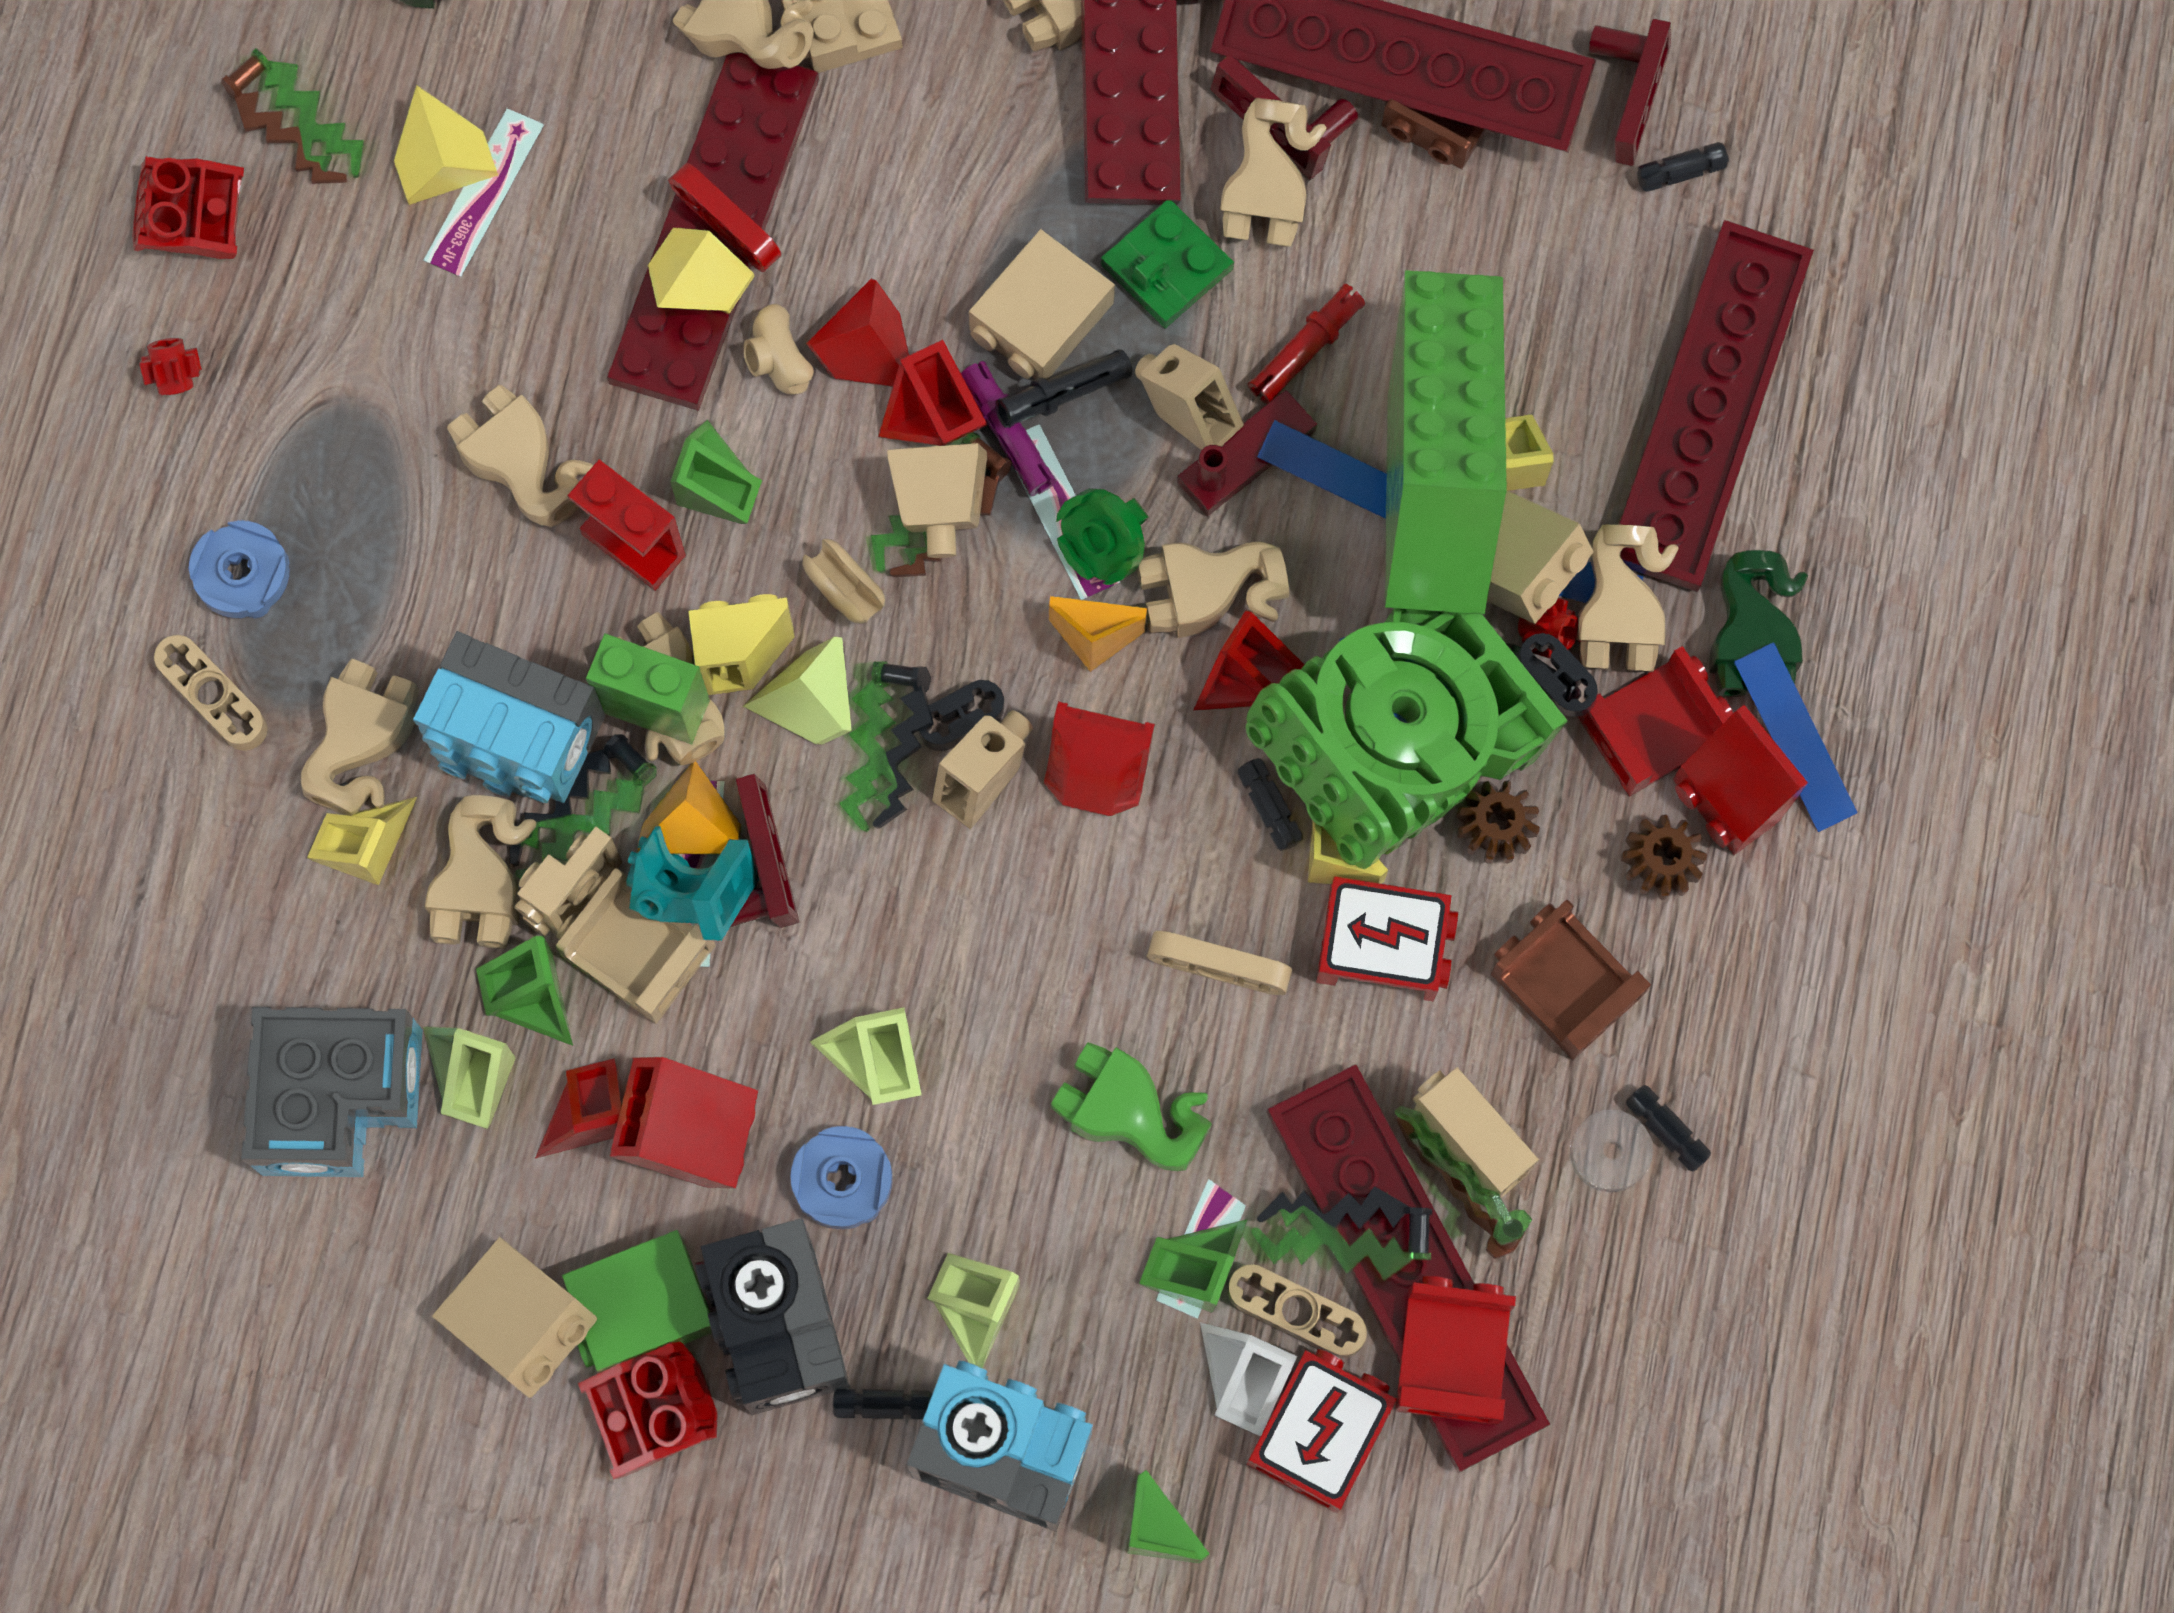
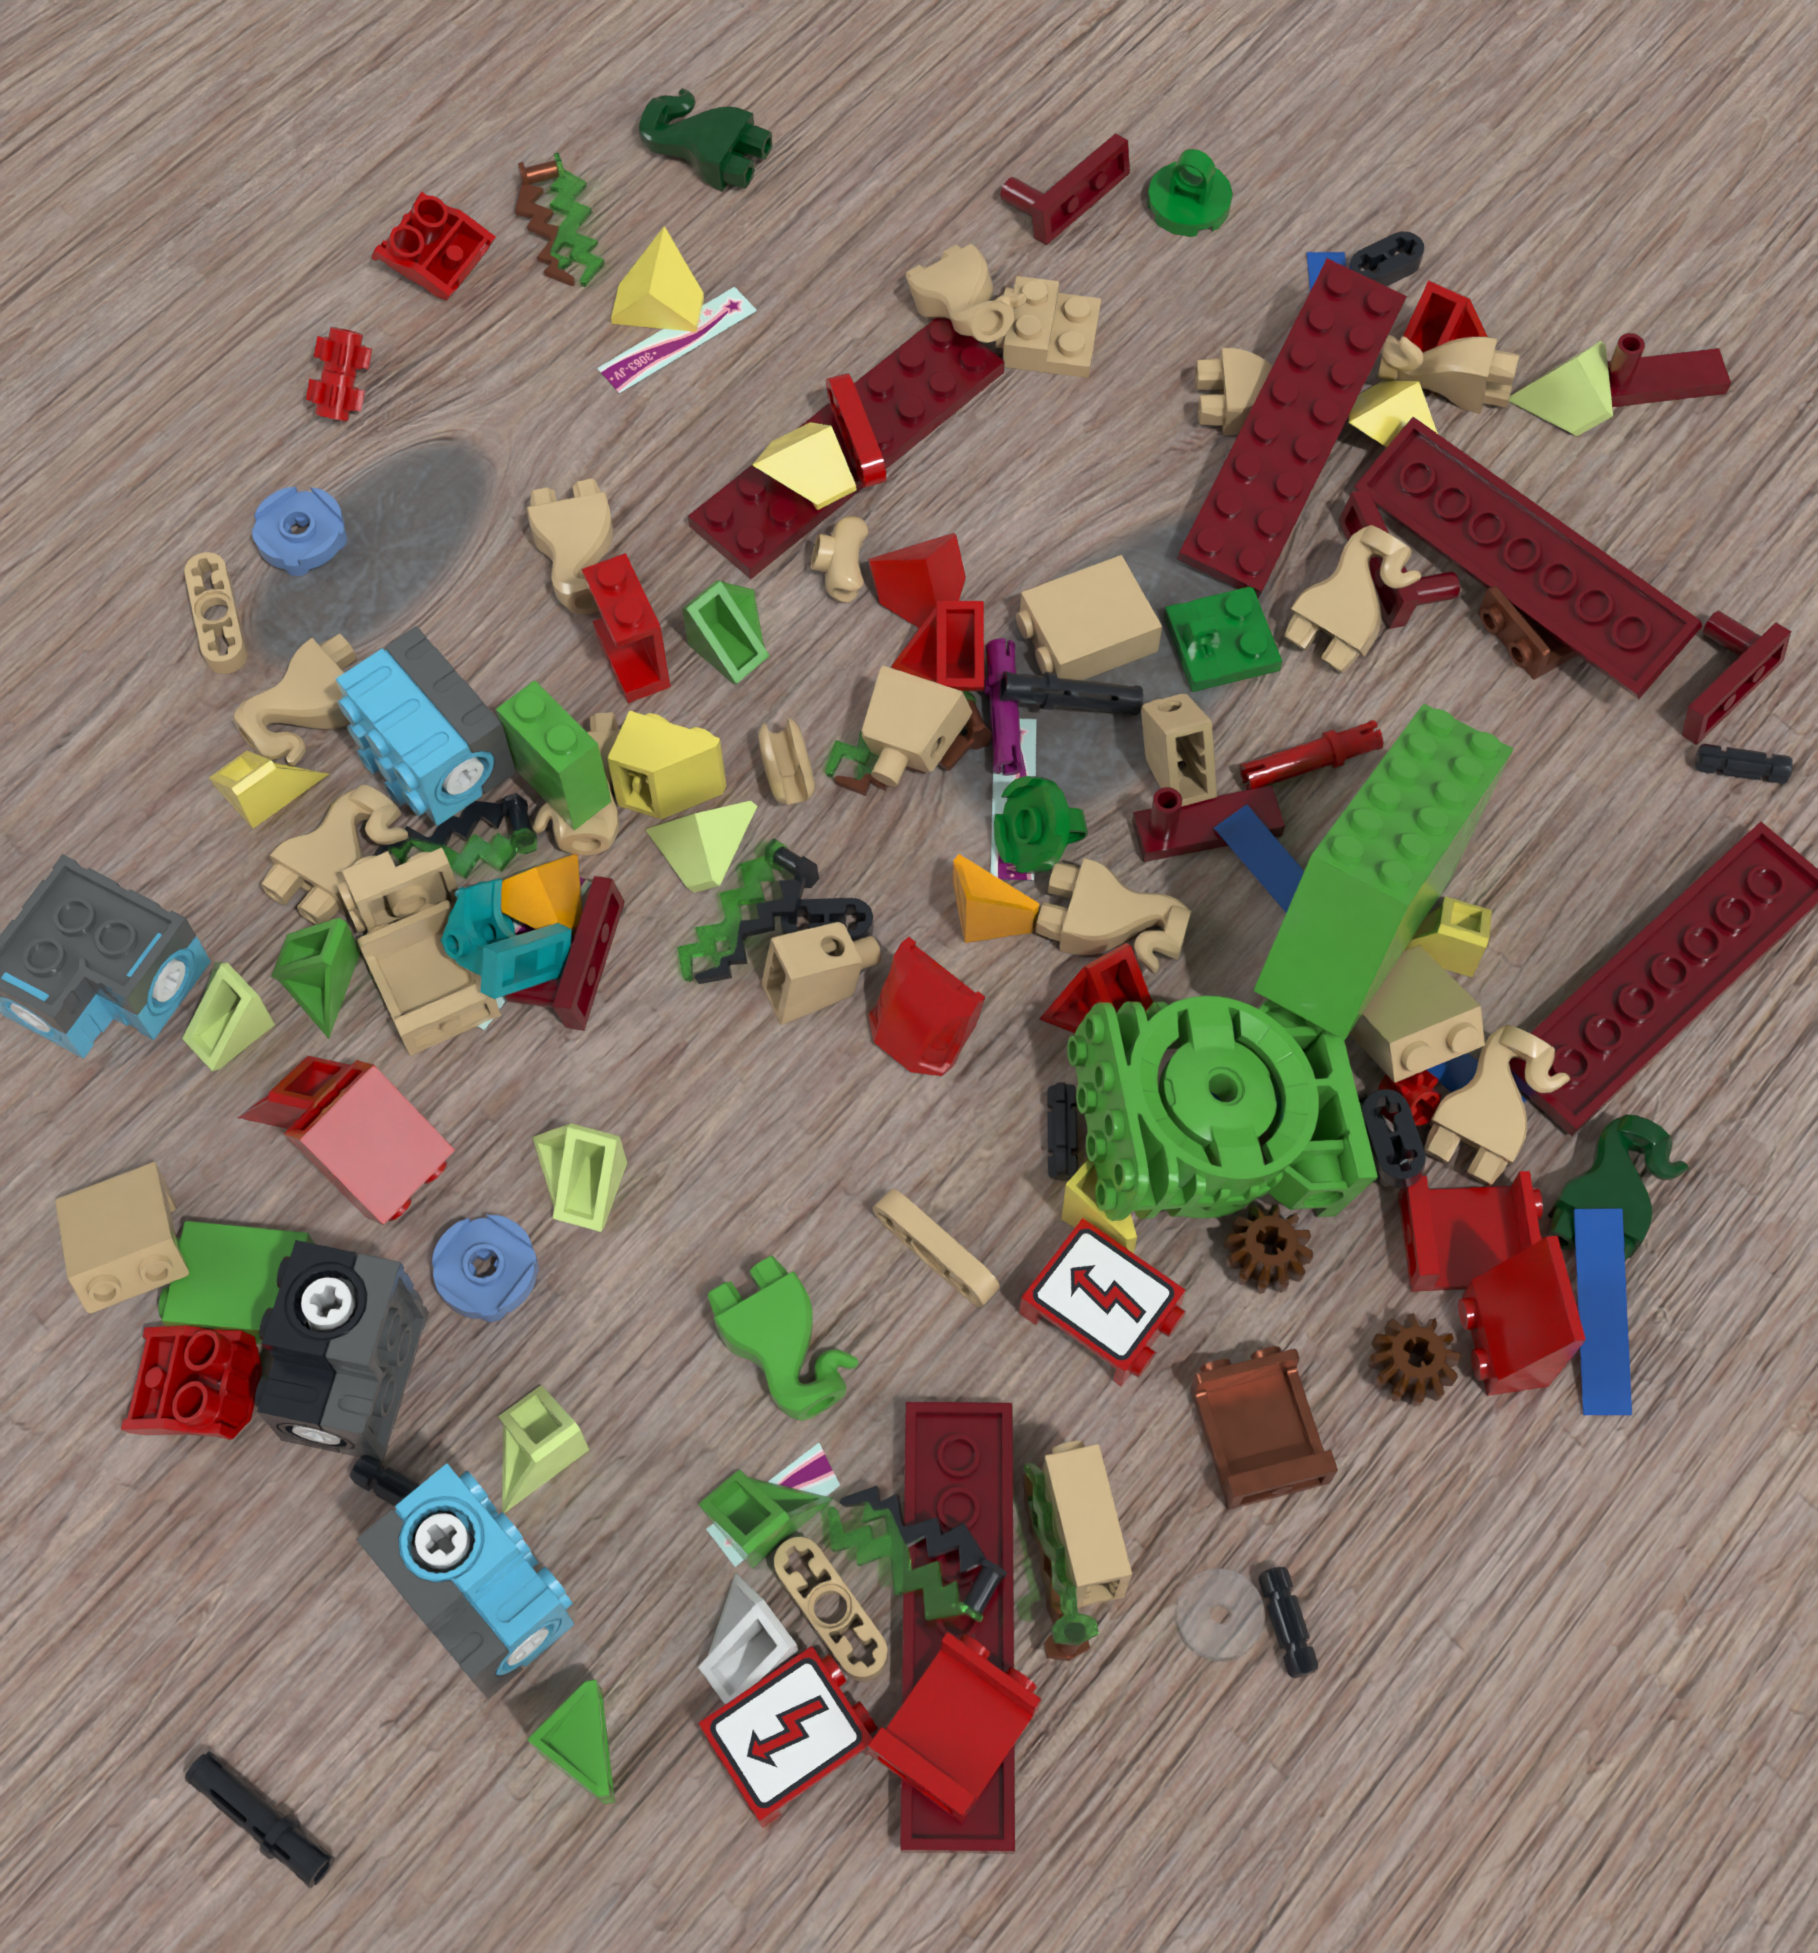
camera: 30 degrees right, 10 degrees down
(191, 415) = (335, 395): none -> red gear

